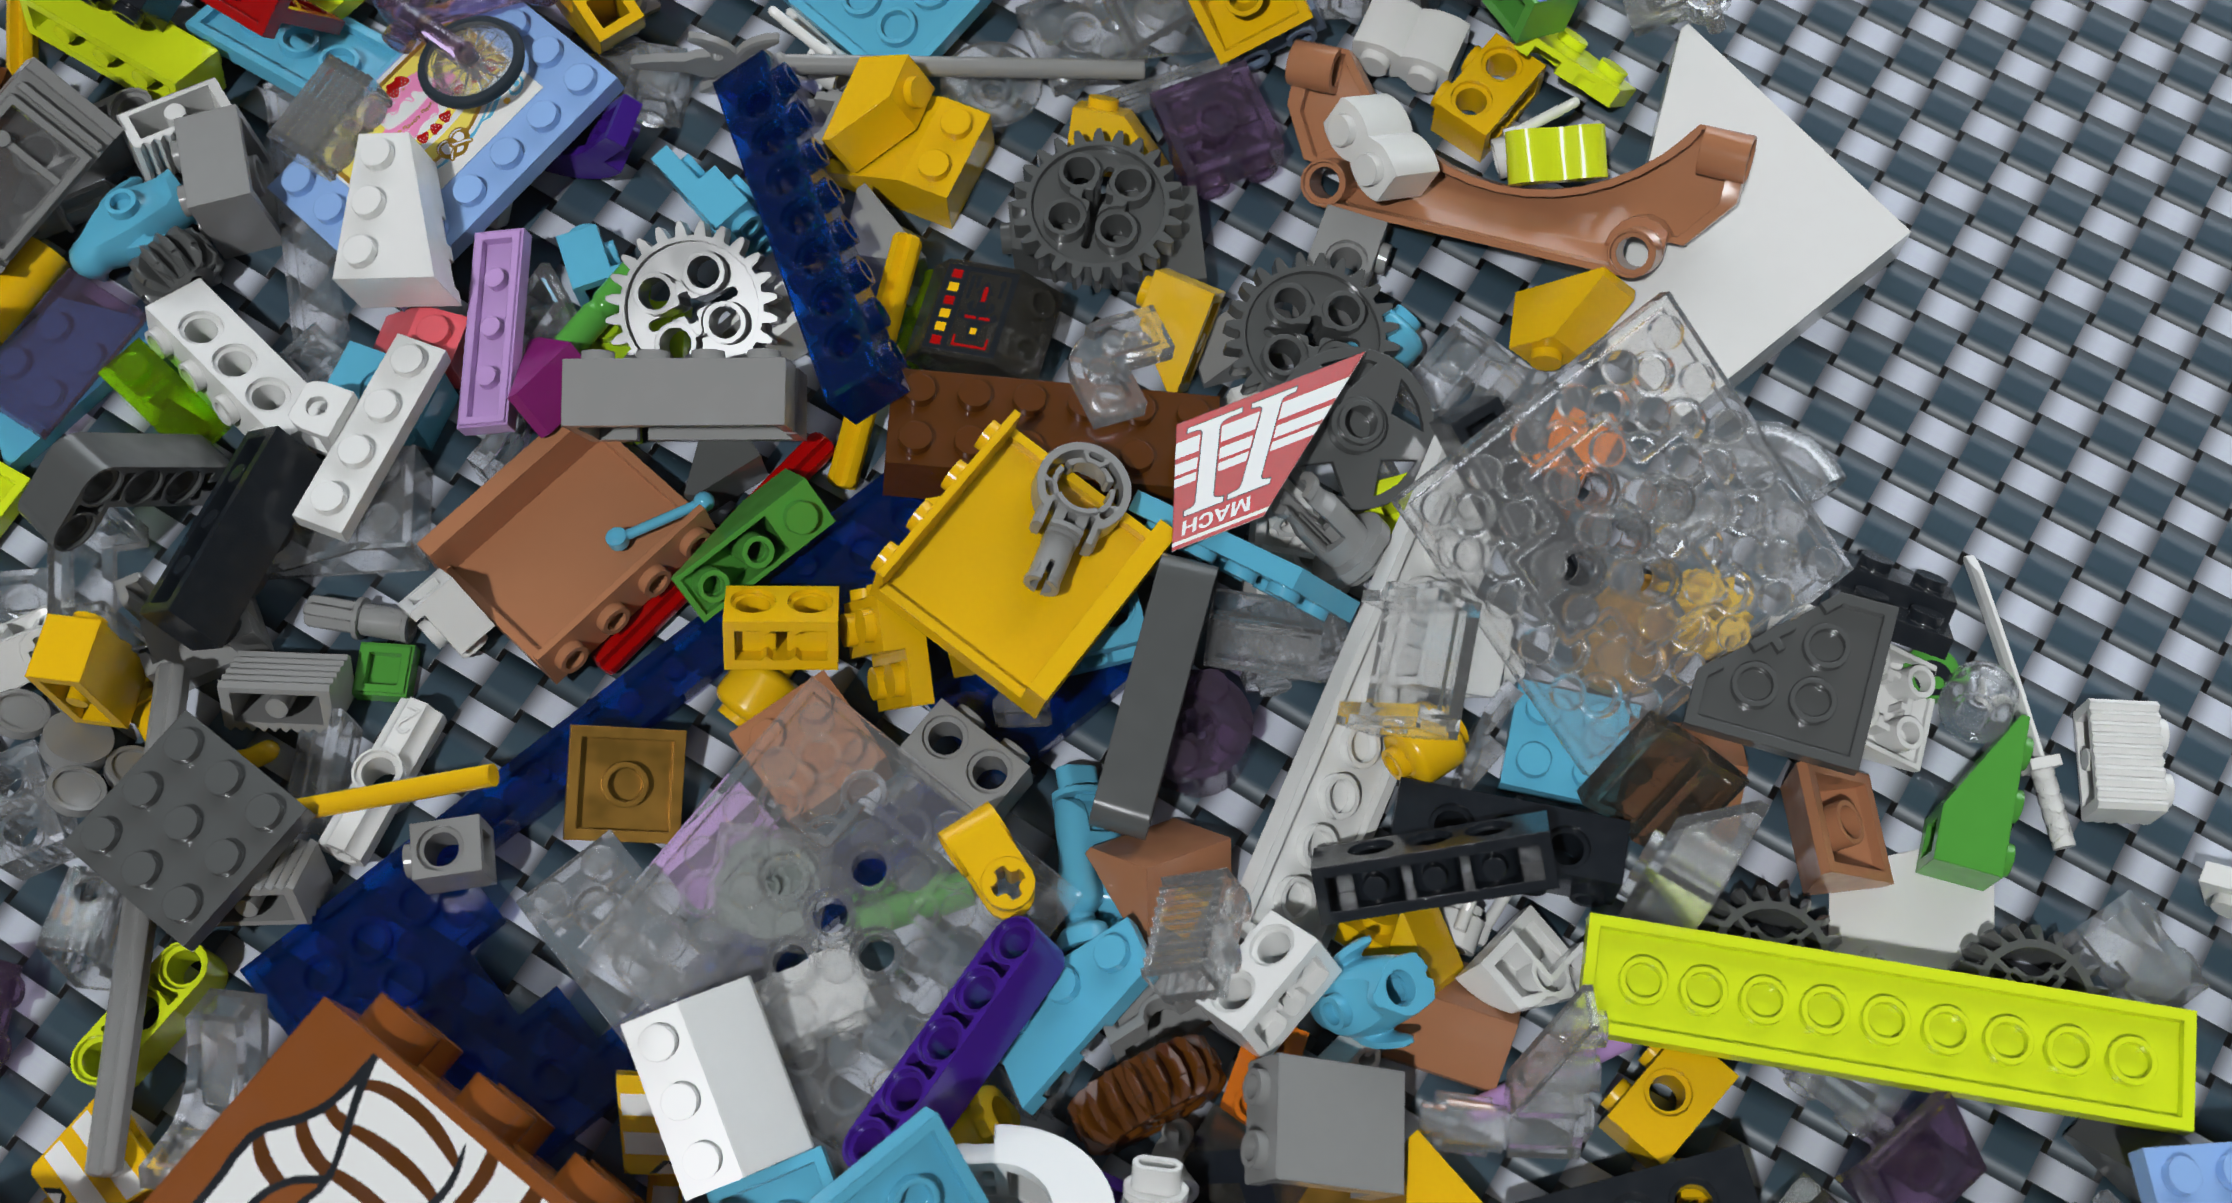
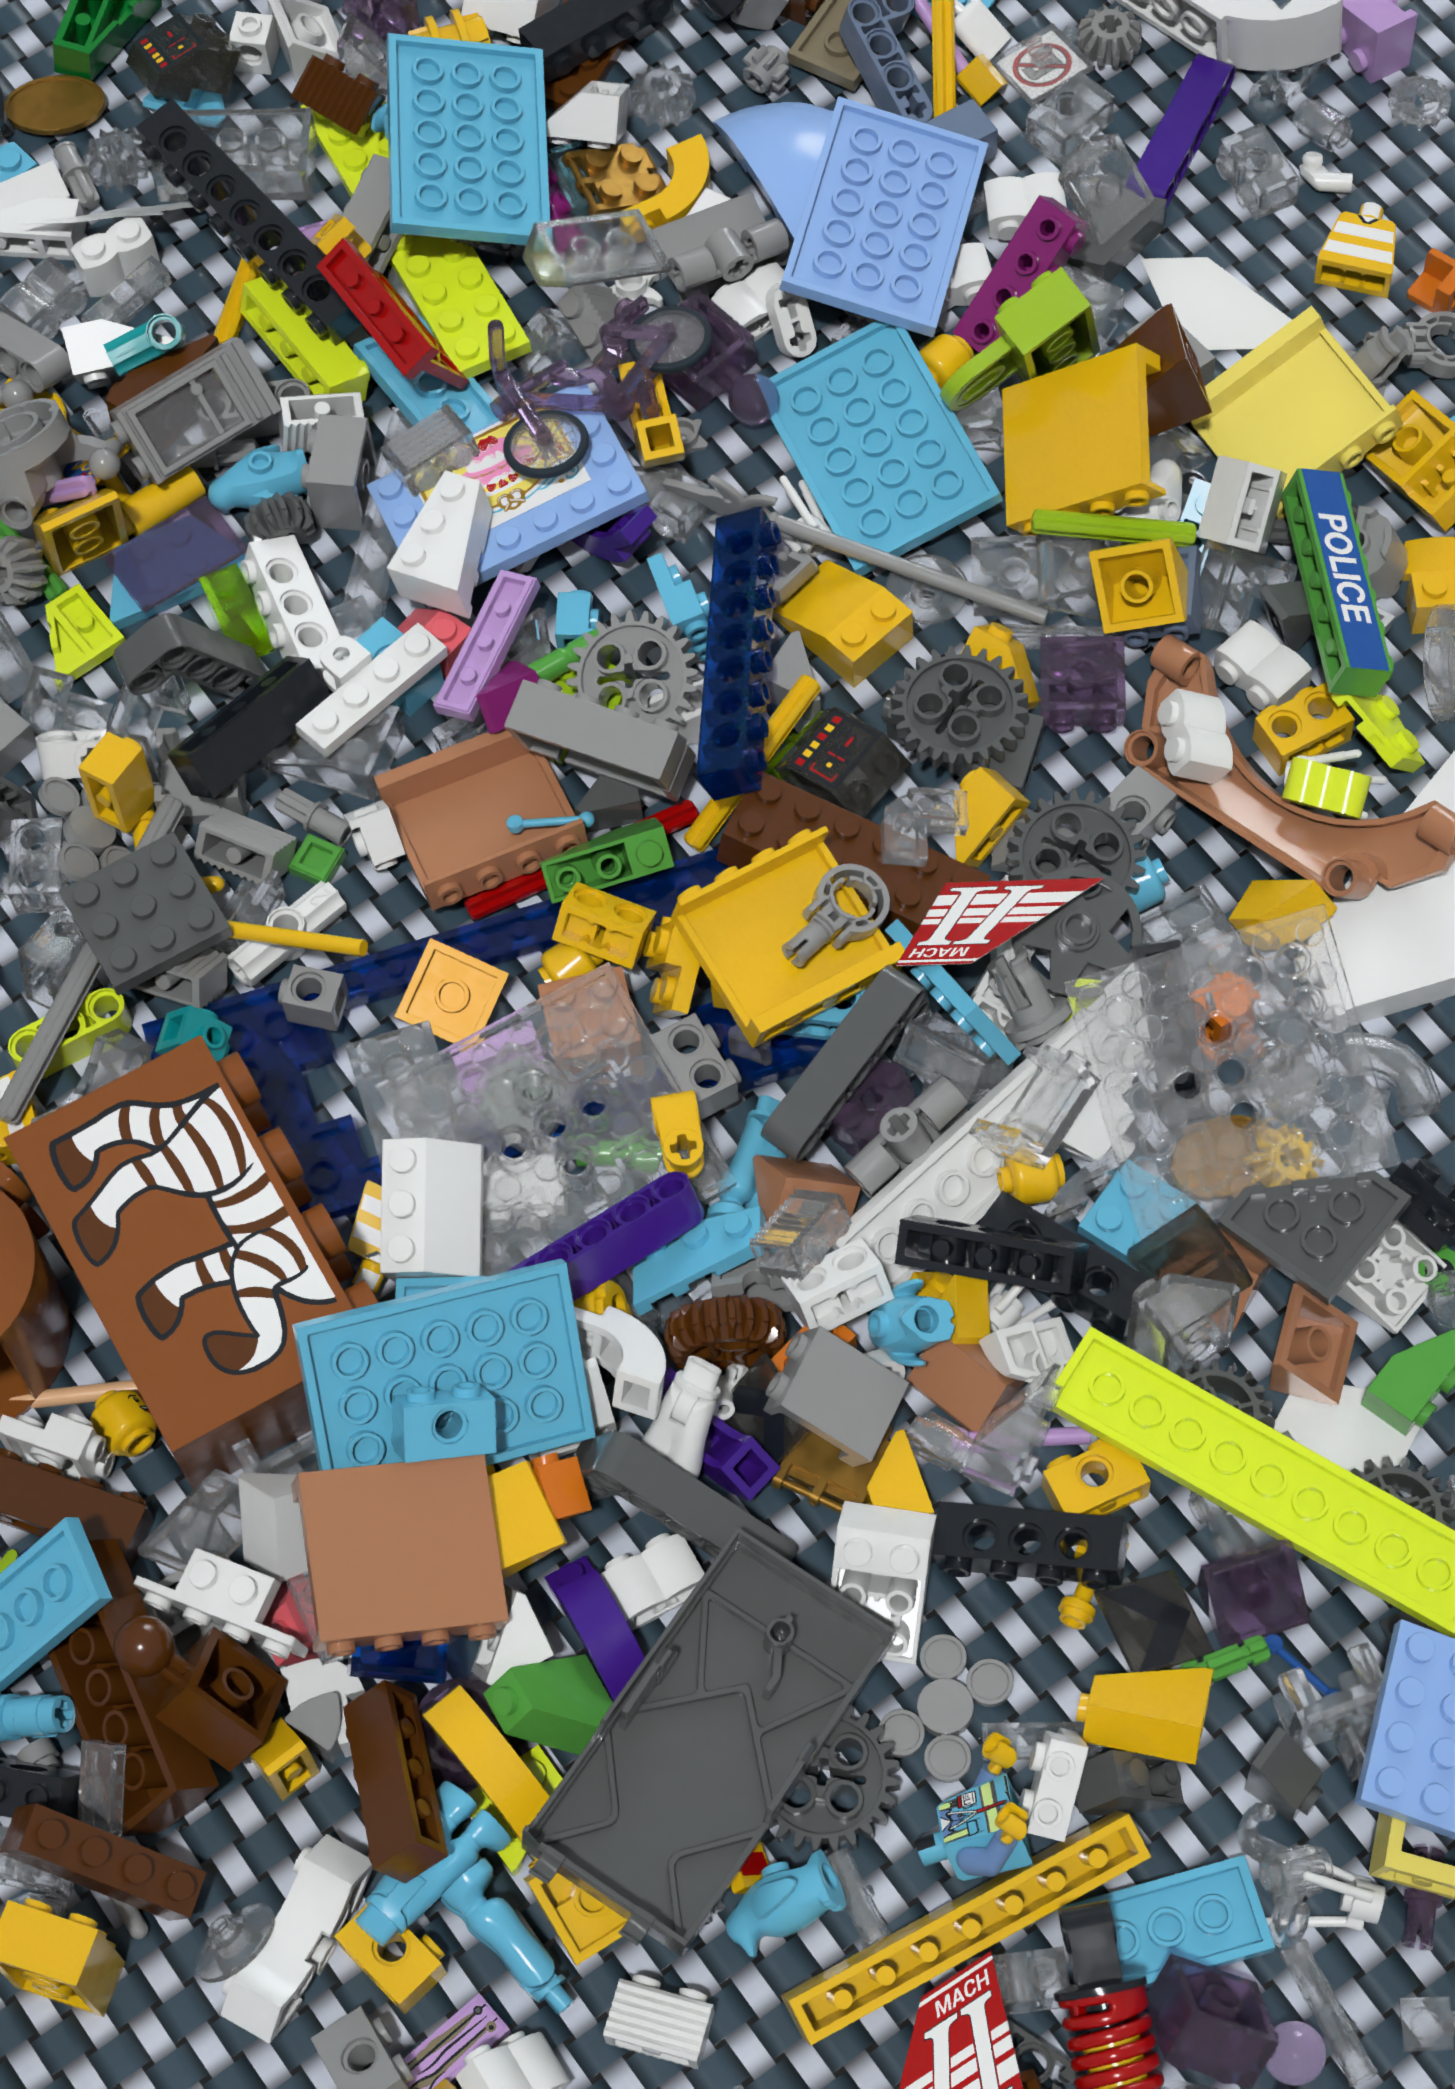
camera: 25 degrees right, 5 degrees down
(316, 966) = (189, 1023): none -> teal brick
(877, 109) = (829, 579): yellow slope -> none
(1264, 757) = (906, 1135): none -> light grey panel

